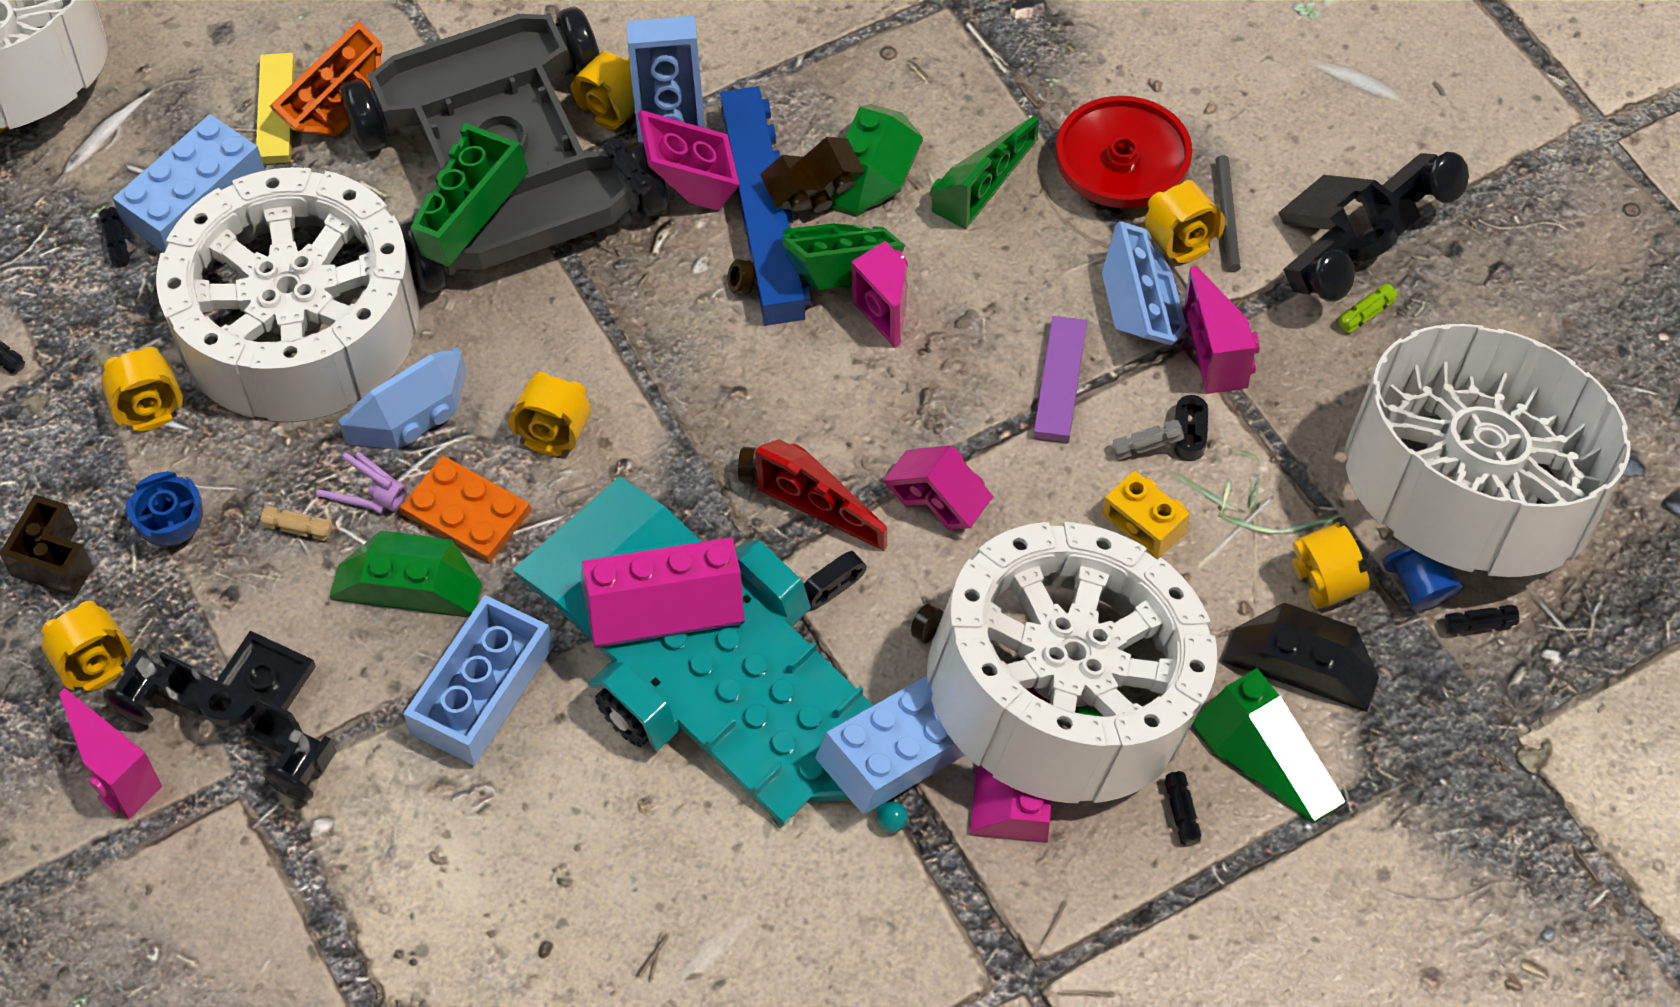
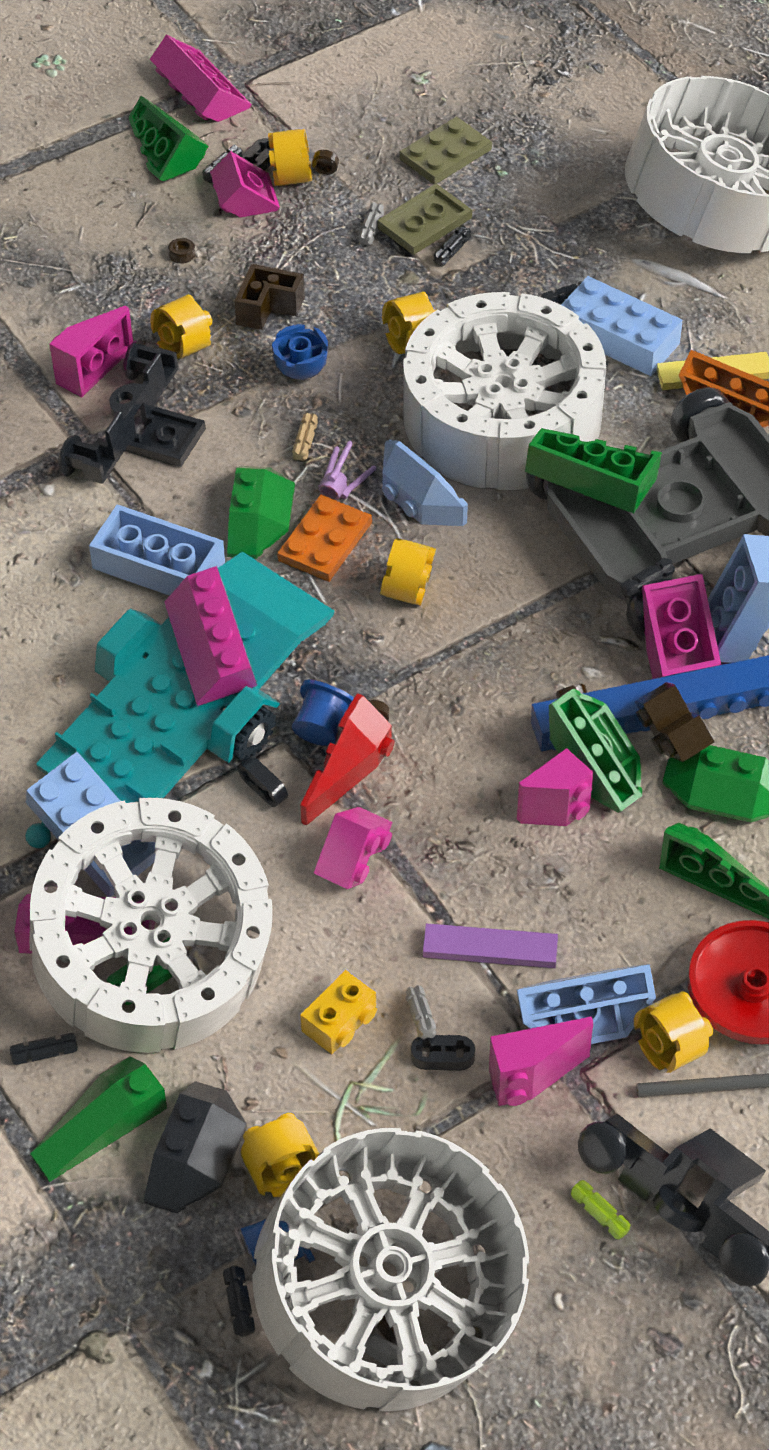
camera: 85 degrees right, 5 degrees down
(750, 510) = (320, 712): none -> blue piece

